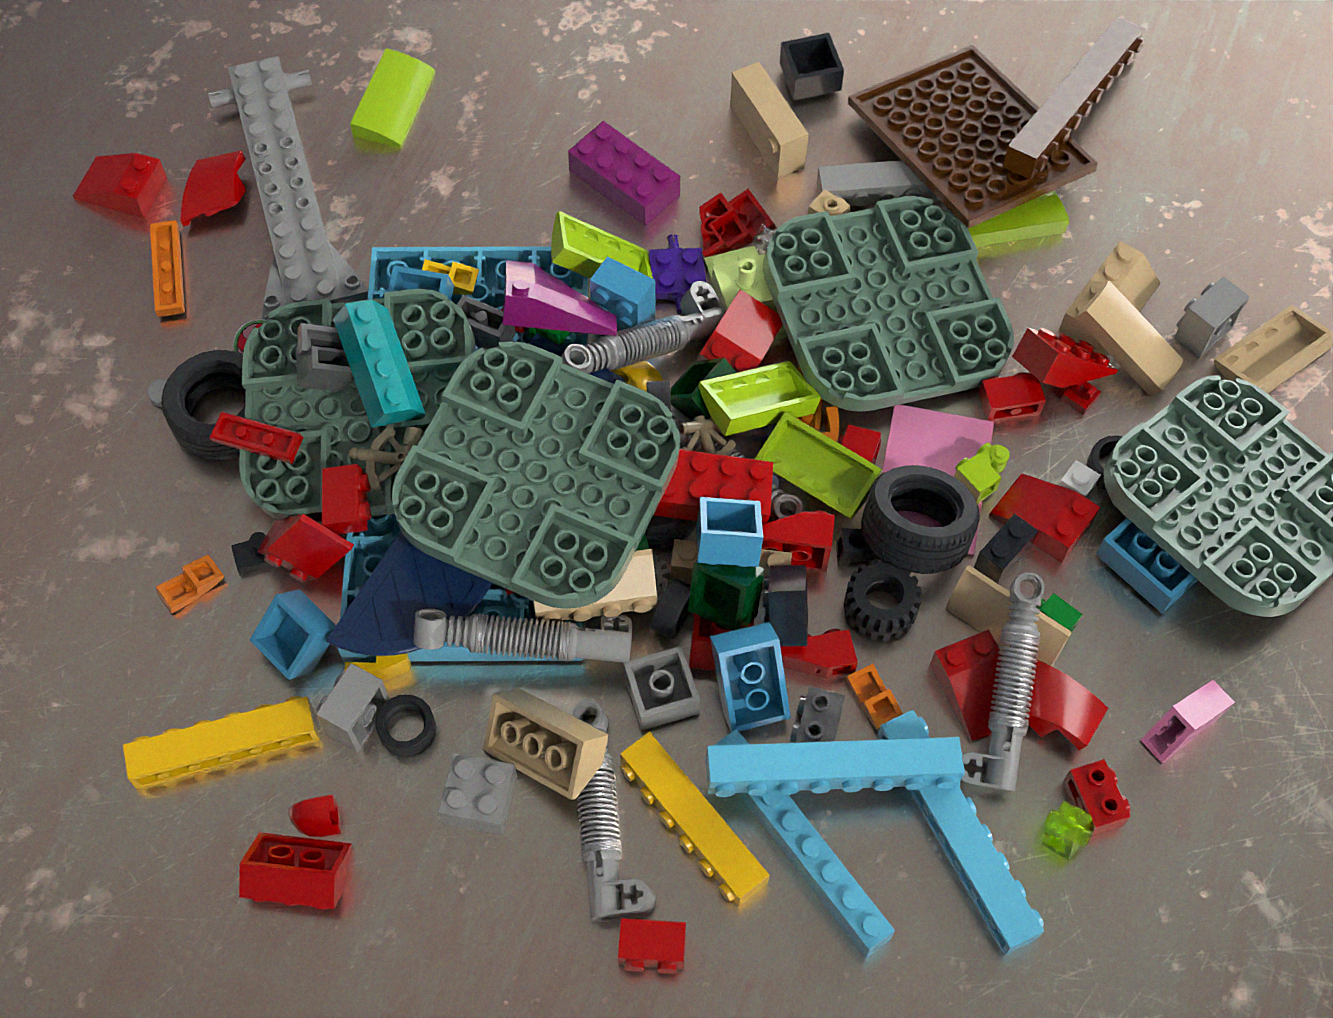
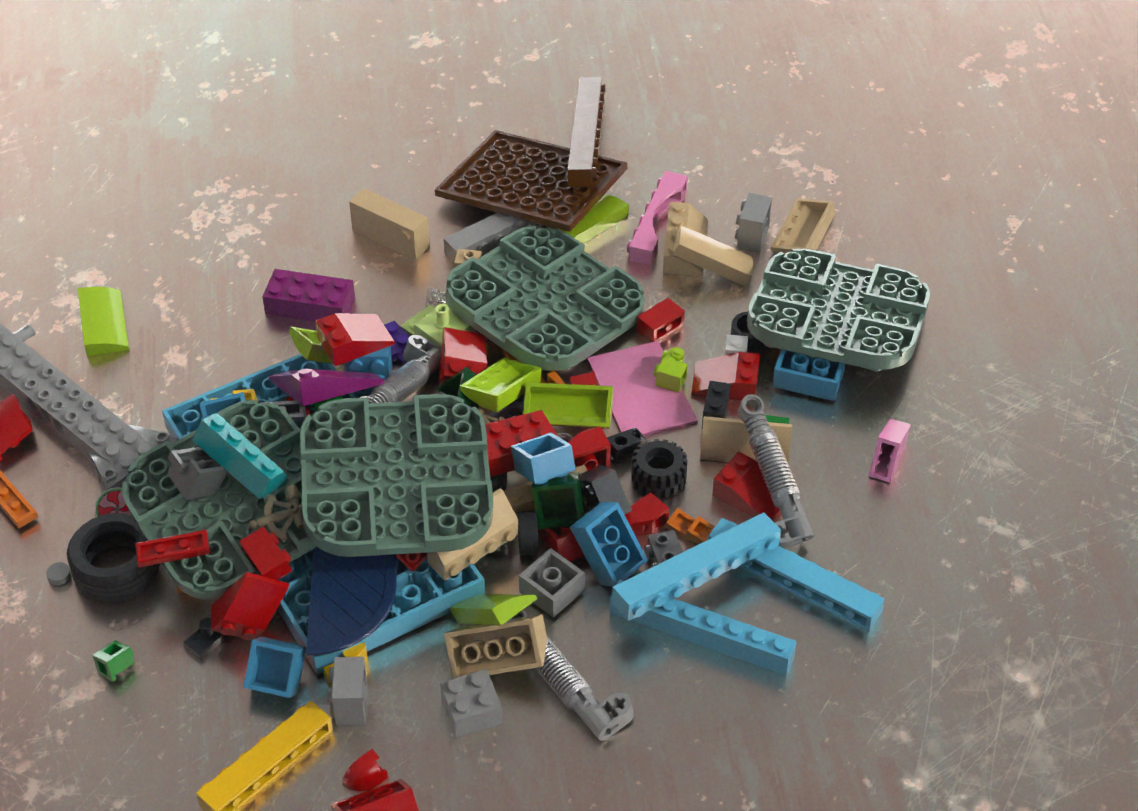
camera: 30 degrees left, 15 degrees down
(148, 529) = (113, 659): none -> green brick
(194, 582) = (169, 680): orange slope -> none
(398, 704) = (392, 704): black tyre -> none
(562, 640) = (472, 577): light grey piece -> none
(568, 691) = (490, 608): none -> lime slope
(611, 259) = (351, 336): none -> red slope
(651, 945) = (648, 729): red brick -> none
(694, 820) = (624, 648): yellow brick -> none
(731, 224) = (404, 297): red slope -> none
(811, 66) = (396, 181): black piece -> none
(912, 545) = (654, 407): black tyre -> none
(1061, 359) = (677, 282): red slope -> none
(1063, 705) = (812, 474): red slope -> none
(1067, 830) = (860, 540): clear neon green brick -> none
(1081, 396) = (702, 302): red tile -> none
(1096, 792) = (865, 516): red brick -> none
(1133, 224) = (644, 245): none -> bright pink arch

